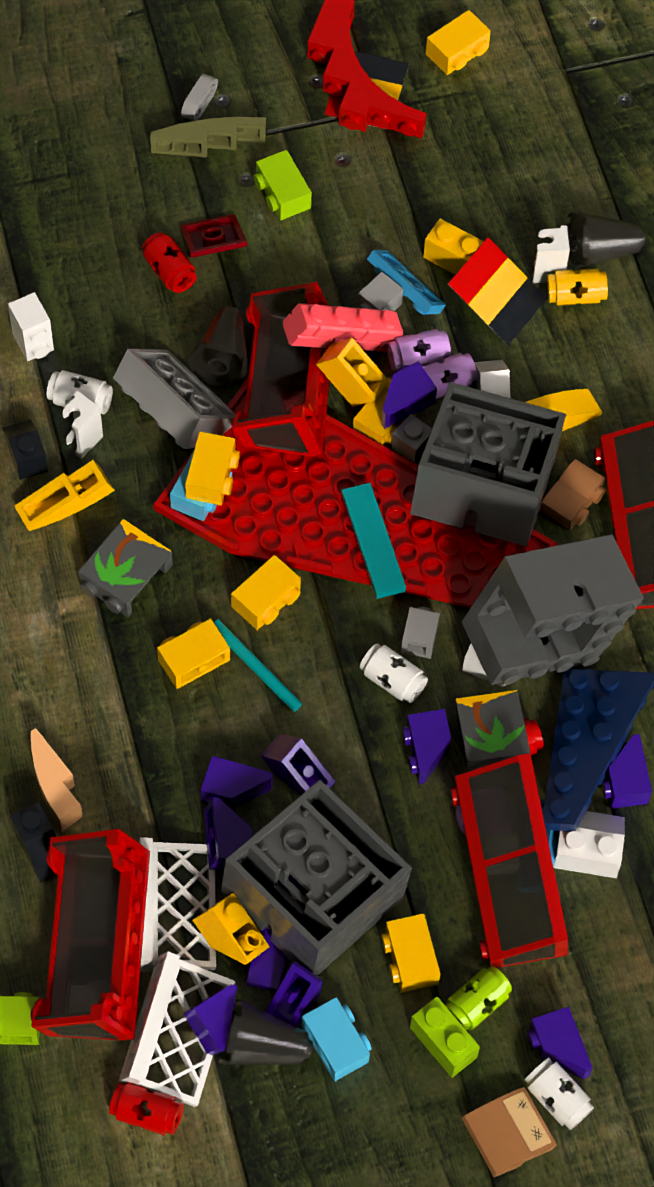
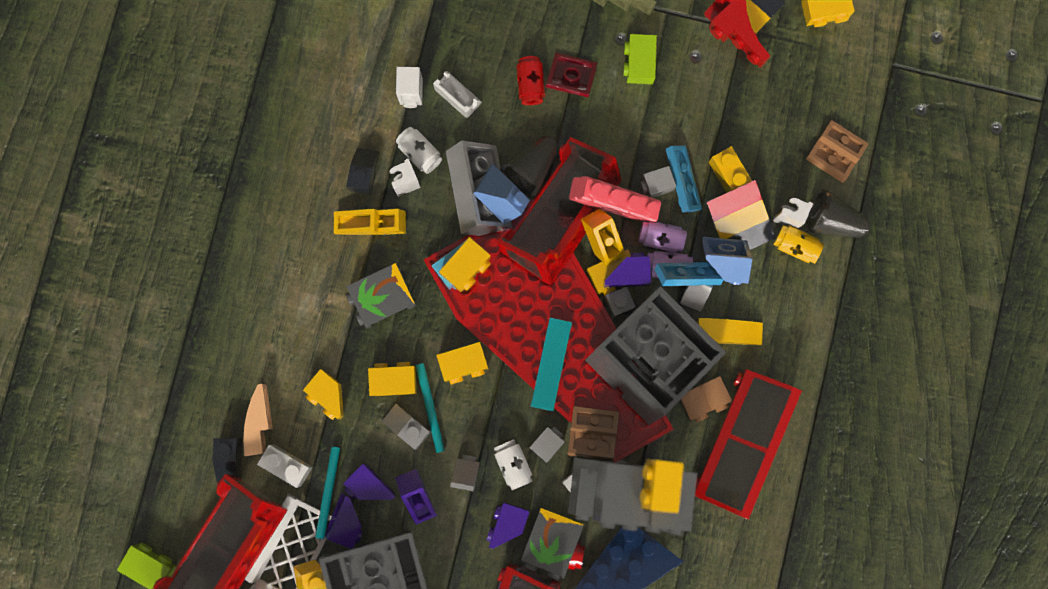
camera: 30 degrees right, 20 degrees up
(90, 318) = (457, 94): none -> white hinge
(116, 810) = (285, 465): none -> white brick
(121, 707) = (326, 392): none -> yellow slope
(186, 818) = (327, 493): none -> teal bar
(210, 384) = (501, 195): none -> medium blue slope
(241, 696) = (406, 427): none -> light grey slope
(343, 711) = (465, 473): none -> light grey slope
(459, 585) = (593, 433): none -> medium nougat slope
(474, 363) = (687, 274): none -> dark azure plate
(514, 331) = (729, 258): none -> medium blue slope
(560, 179) = (837, 151): none -> medium nougat slope
(581, 552) = (661, 486): none -> yellow brick

